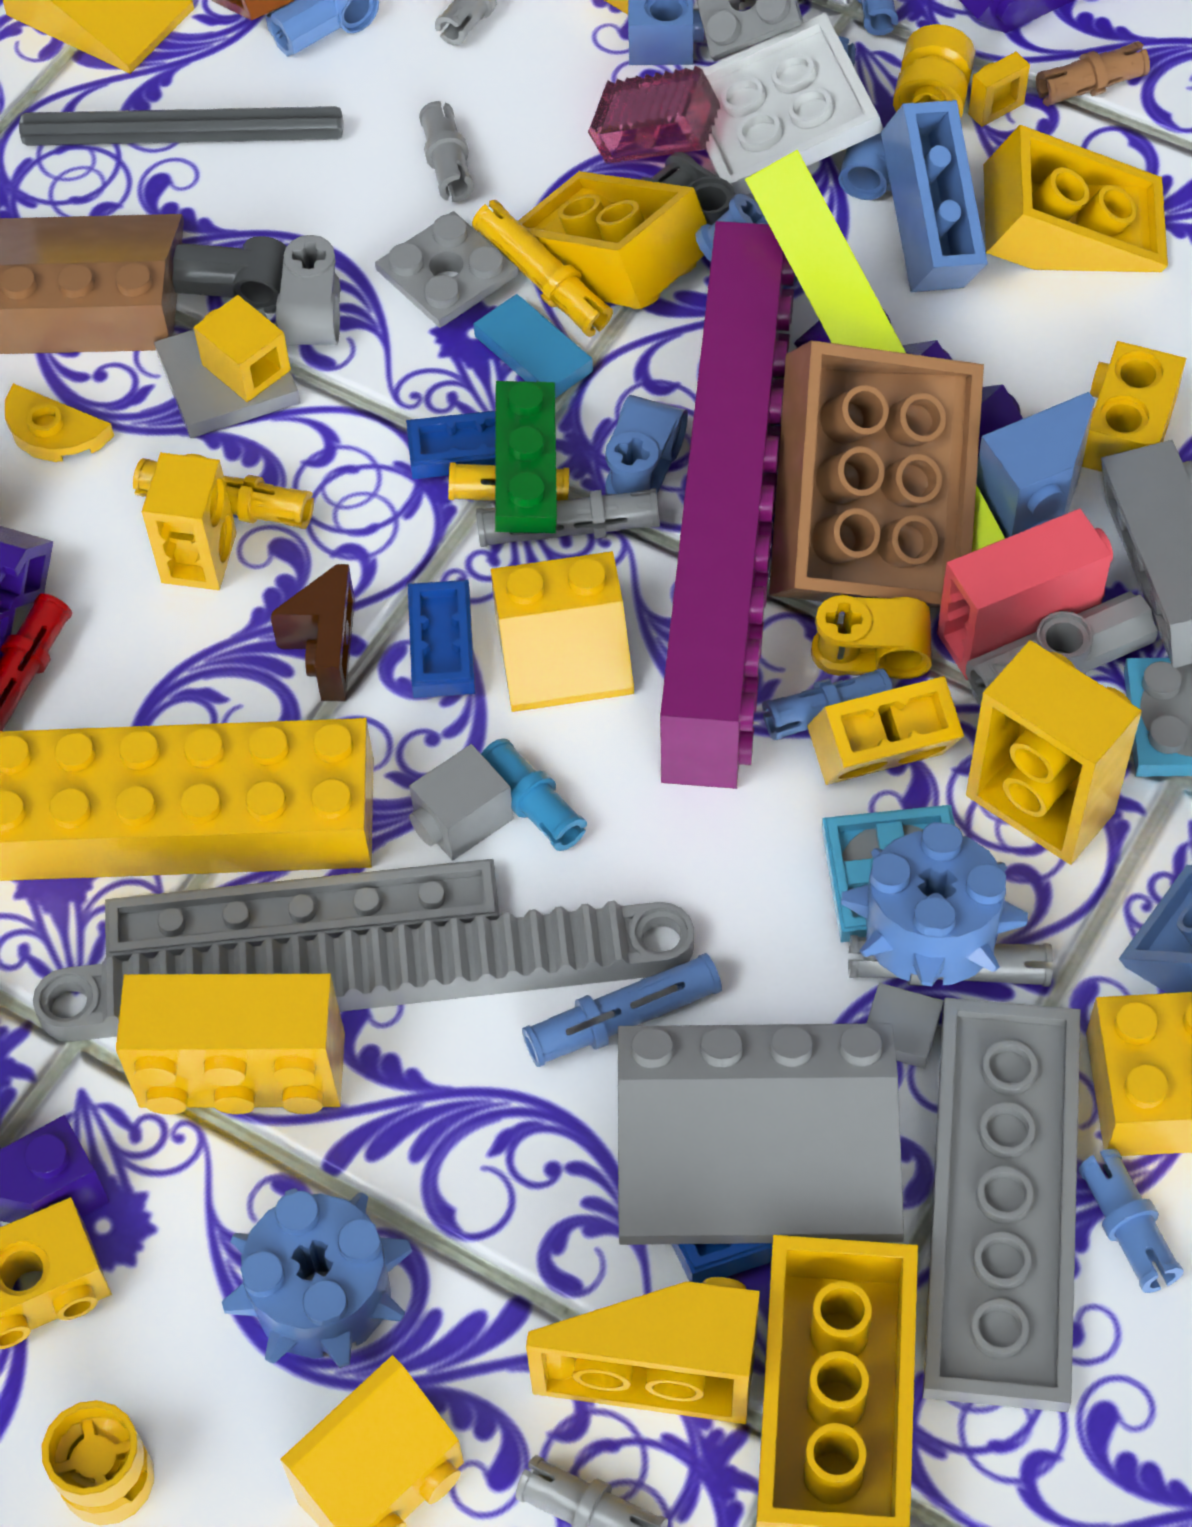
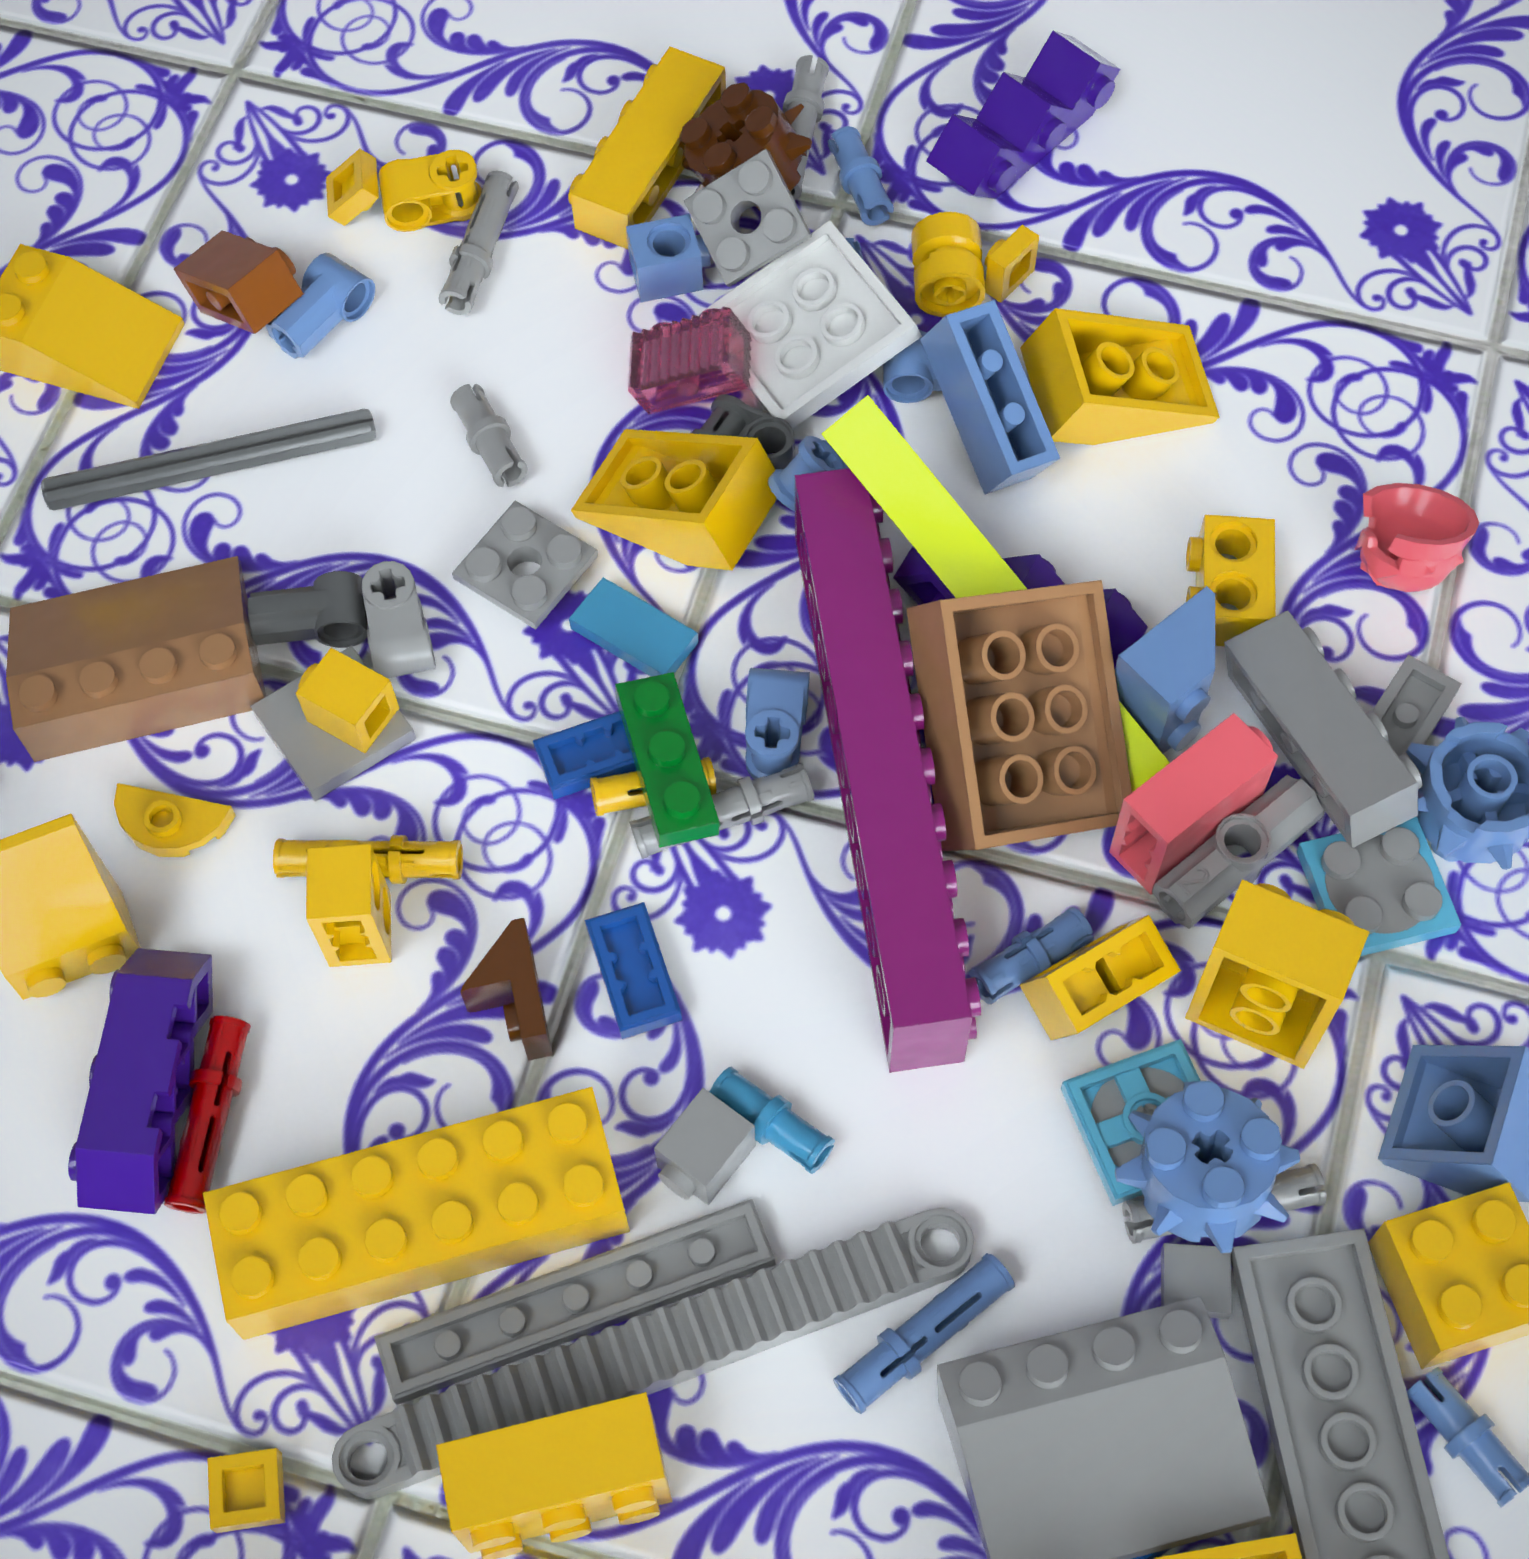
camera: 15 degrees left, 5 degrees up
(557, 281) = (639, 556): yellow pin -> none
(562, 631) = (753, 938): yellow slope -> none
(875, 636) = (1056, 875): yellow piece -> none
(1092, 73) = (1093, 228): medium nougat pin -> none

